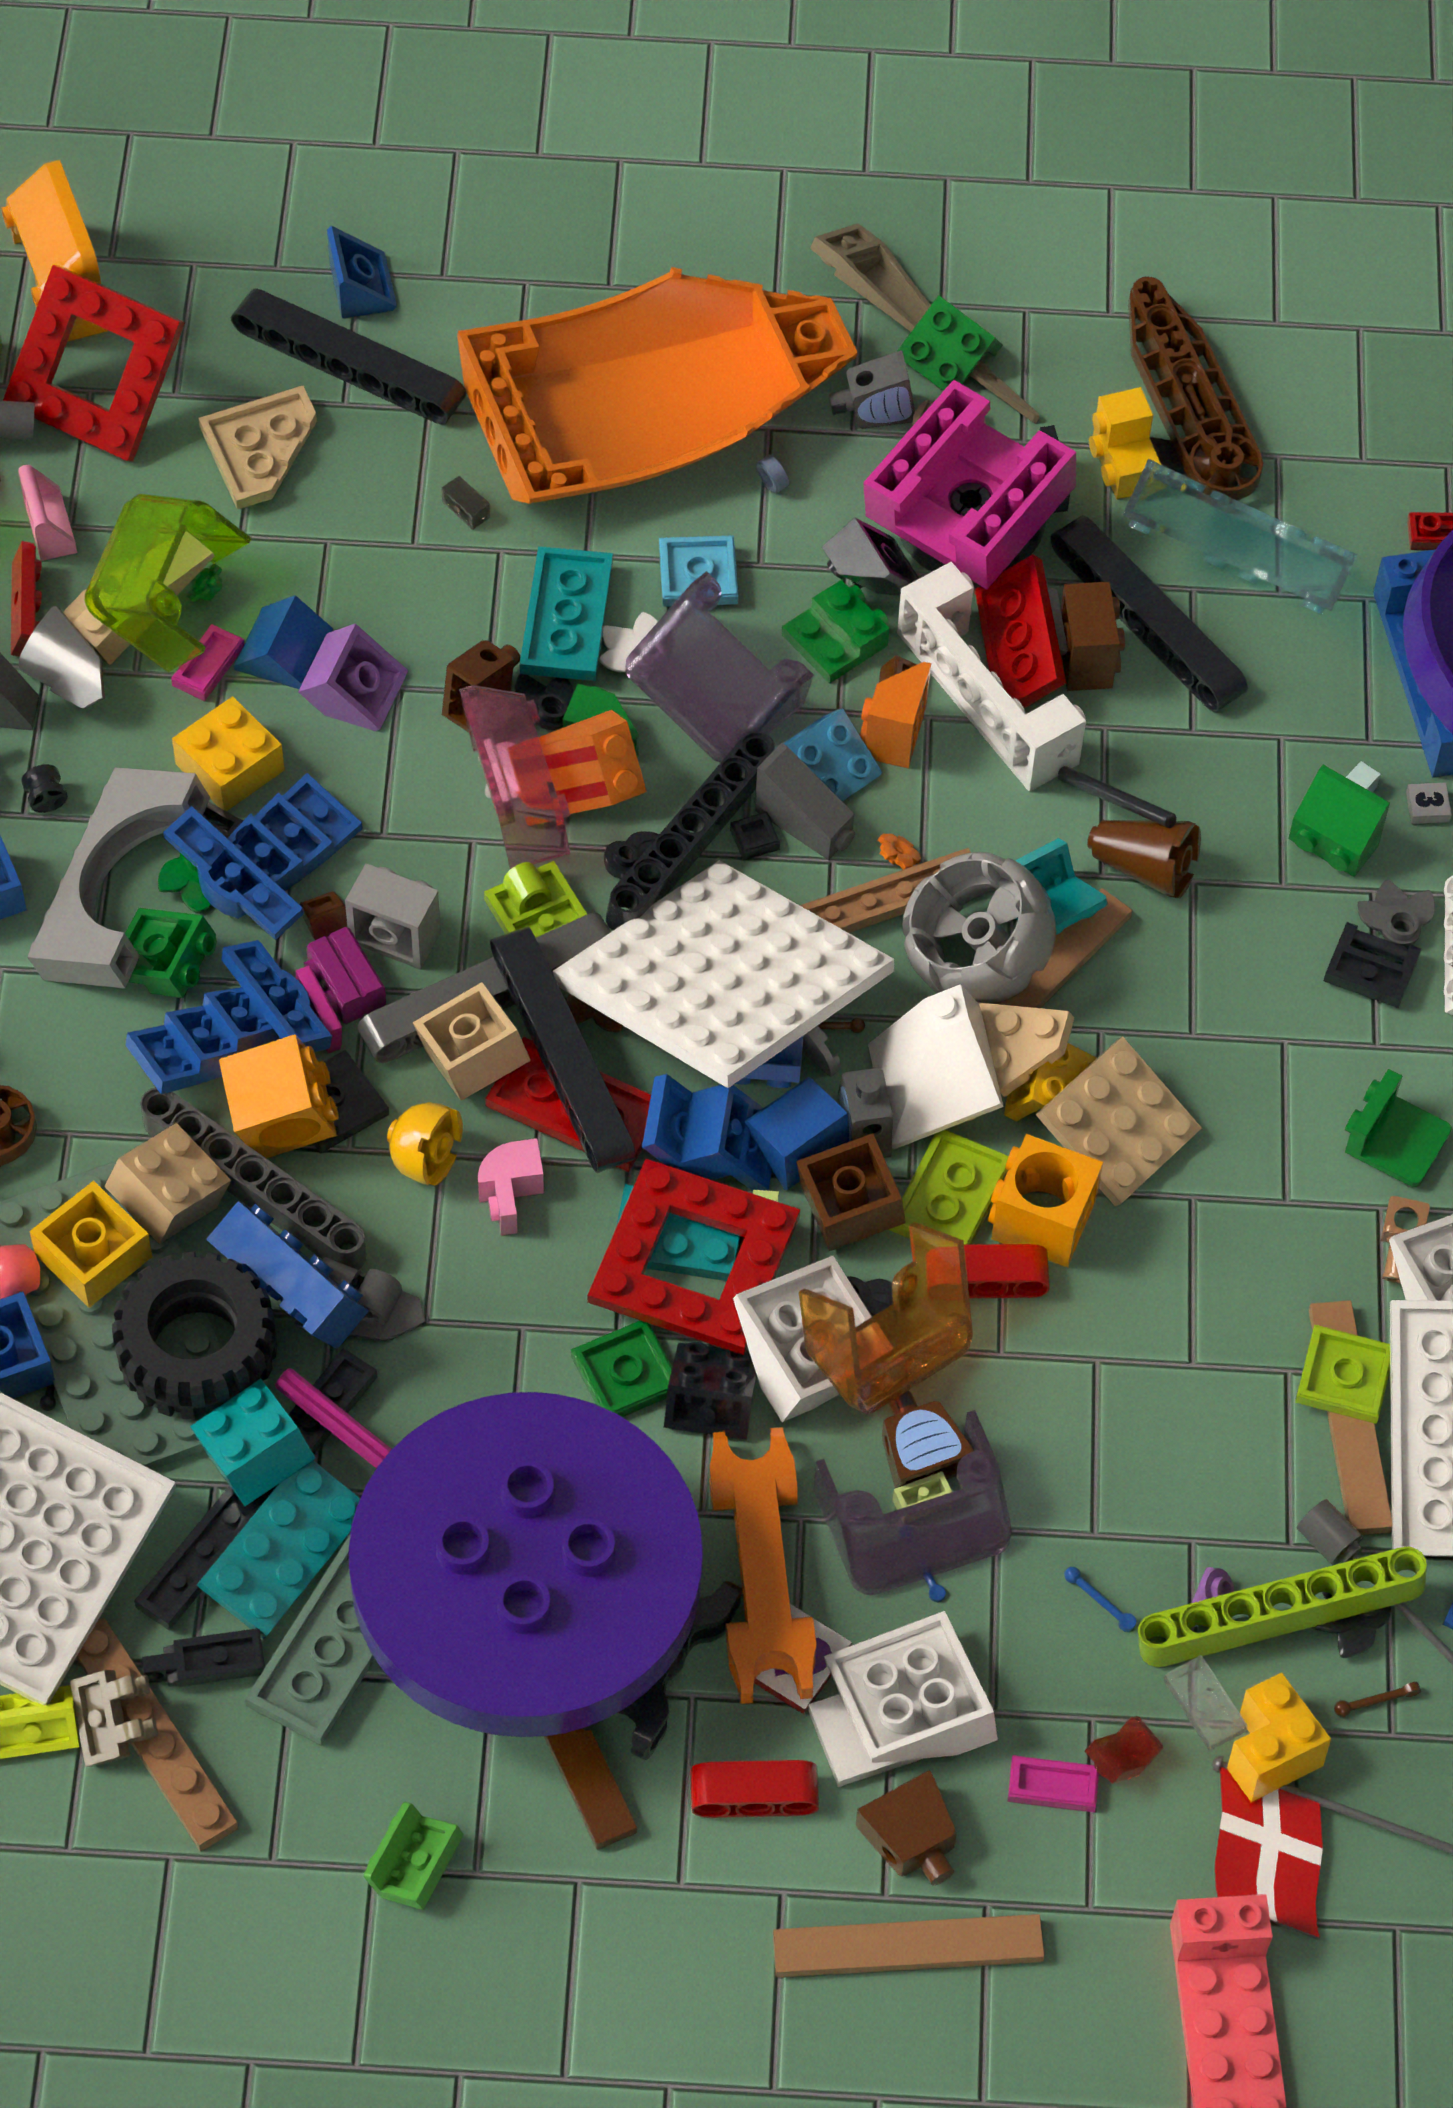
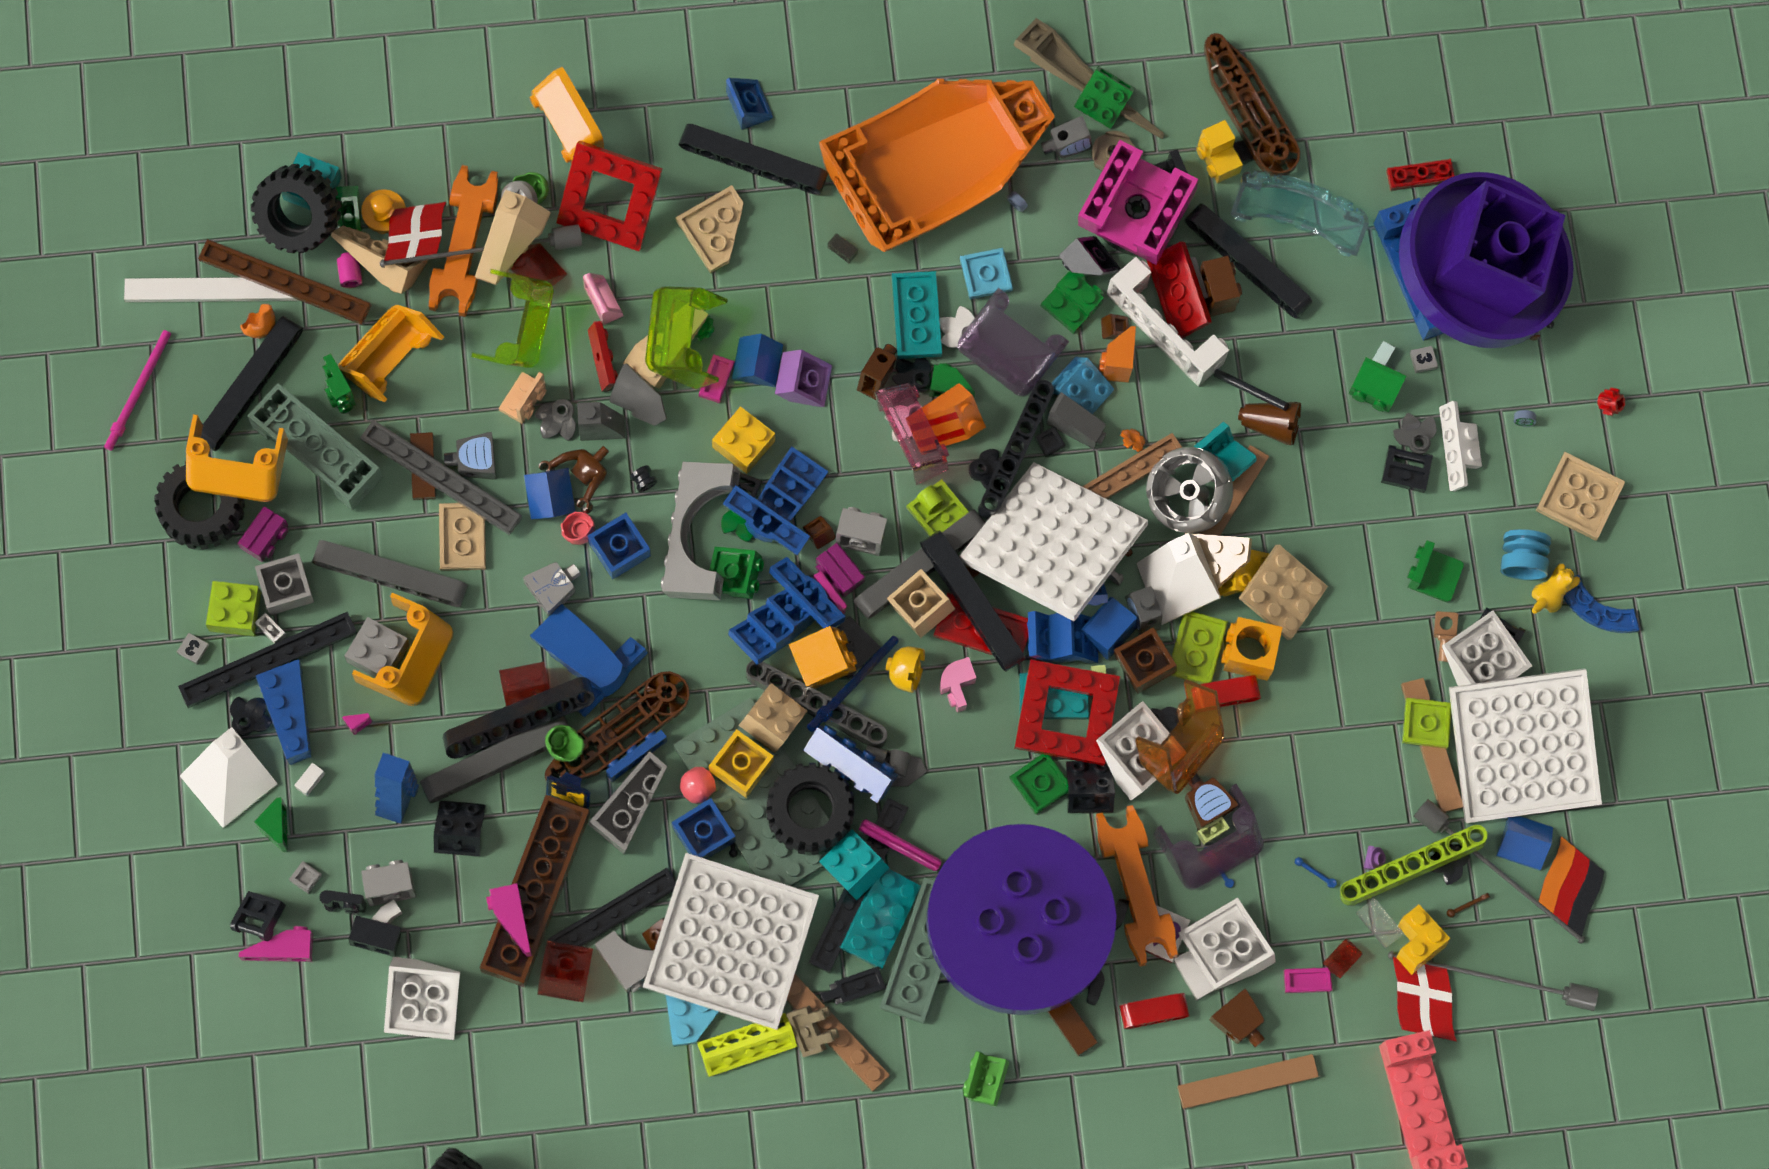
camera: 15 degrees left, 15 degrees up
(262, 1182) = (825, 712): none -> clear blue bar

